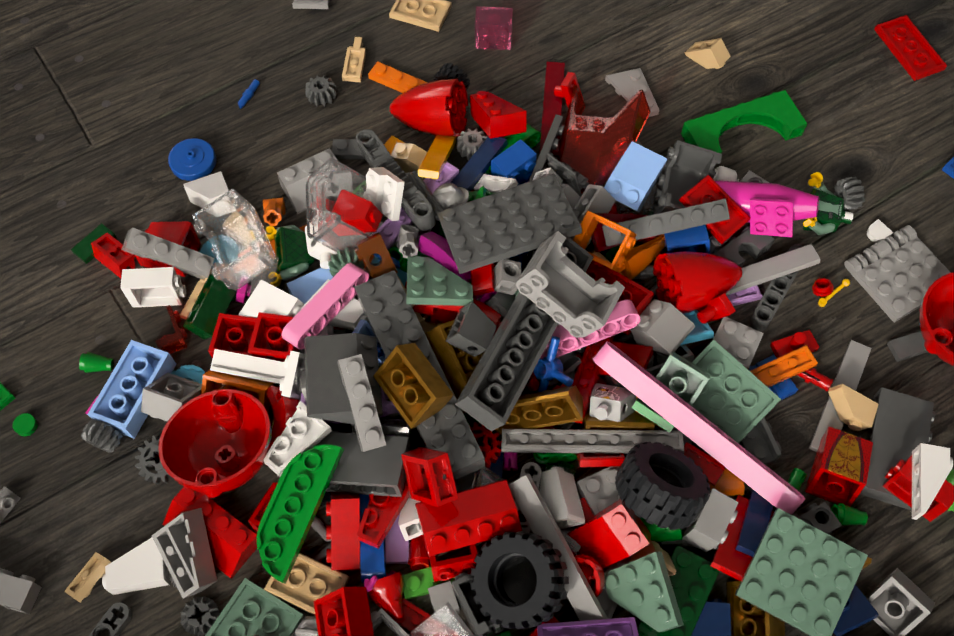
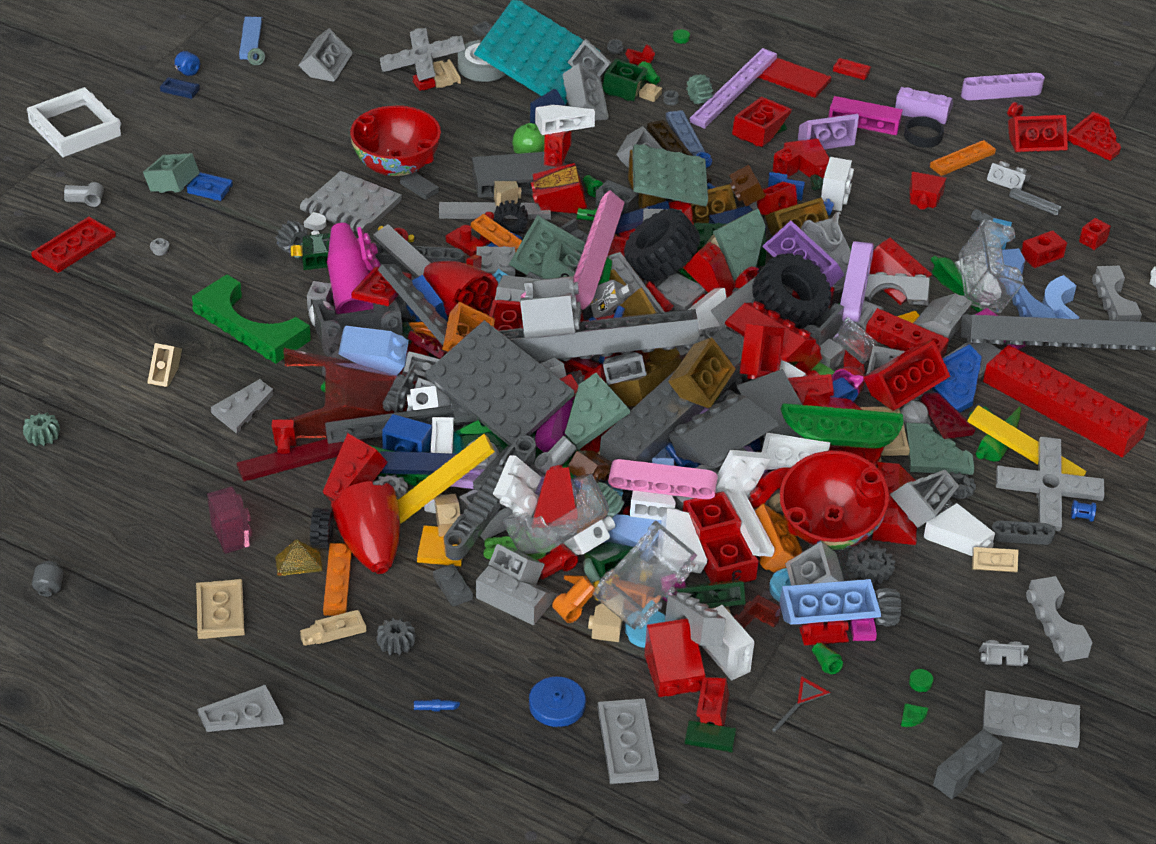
camera: 120 degrees left, 20 degrees down
(81, 335) = (807, 692): none -> dark grey piece
(128, 187) = (627, 741): none -> light grey plate
(206, 189) = (591, 651): white slope -> none
(361, 402) = (728, 398): light grey arch -> none
(436, 62) = (298, 559): none -> clear yellow slope
(807, 393) = (515, 210): none -> black tyre
(882, 102) = (159, 246): none -> light grey plate

